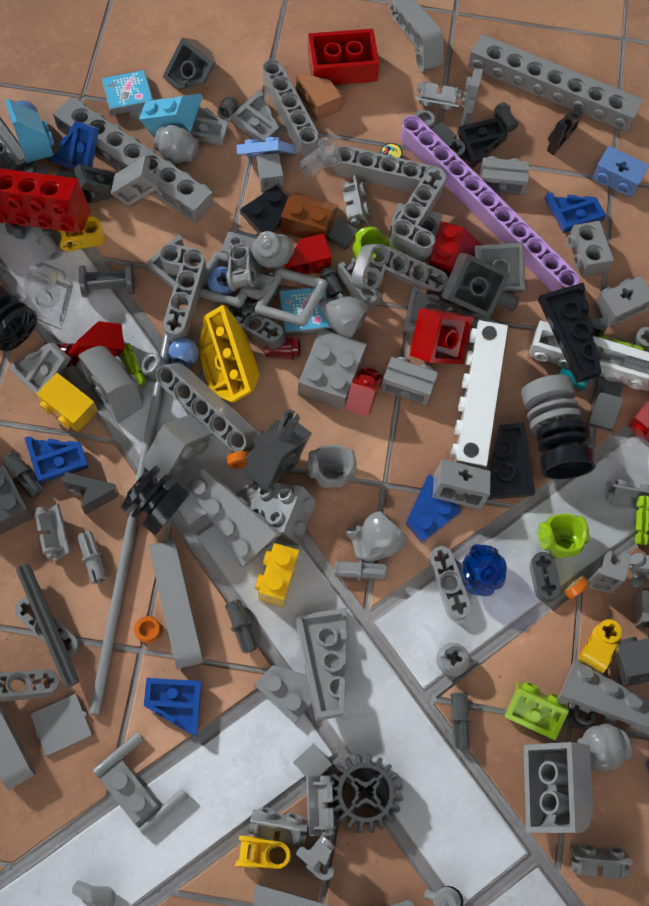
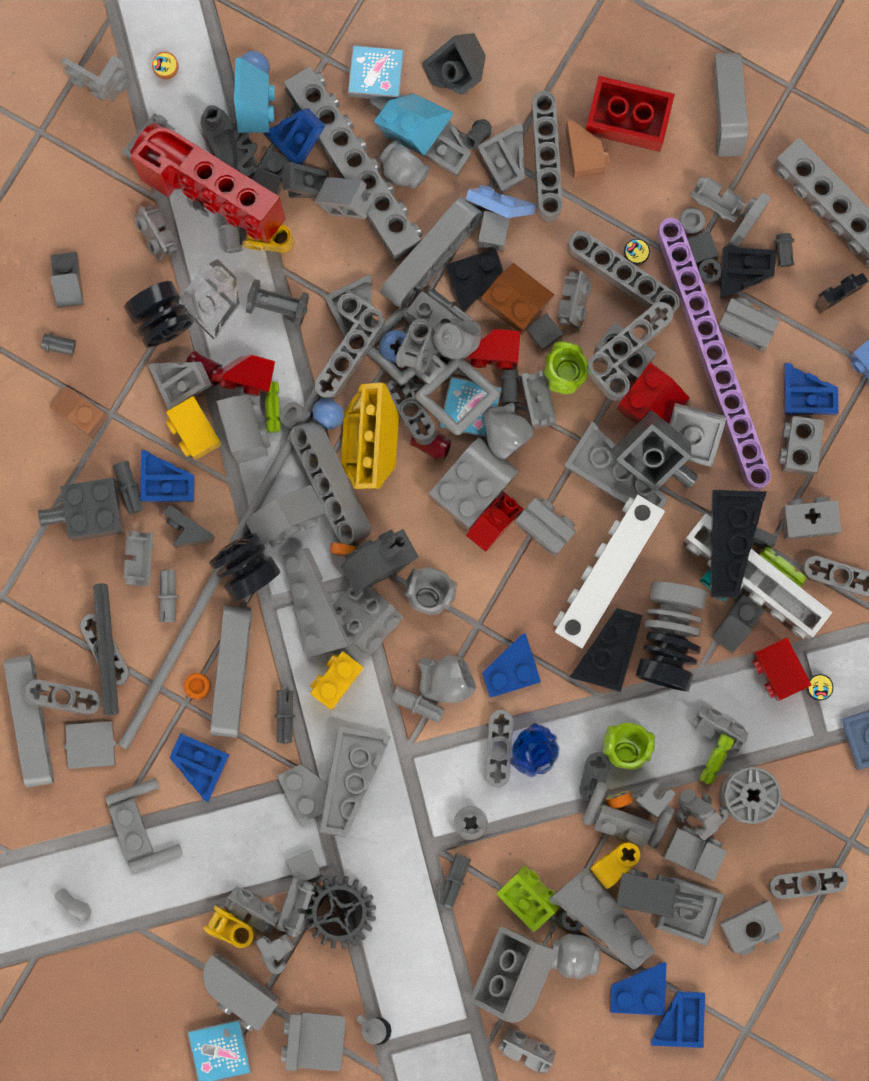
camera: 25 degrees right, 15 degrees up
(224, 203) = (432, 253): none -> light grey beam
(324, 156) = (557, 238): clear piece -> none
(403, 270) = (582, 408): light grey beam -> none
(441, 336) = (595, 494): red slope -> none
(461, 484) = (537, 653): light grey brick -> none
(590, 607) = (623, 824): none -> light grey plate

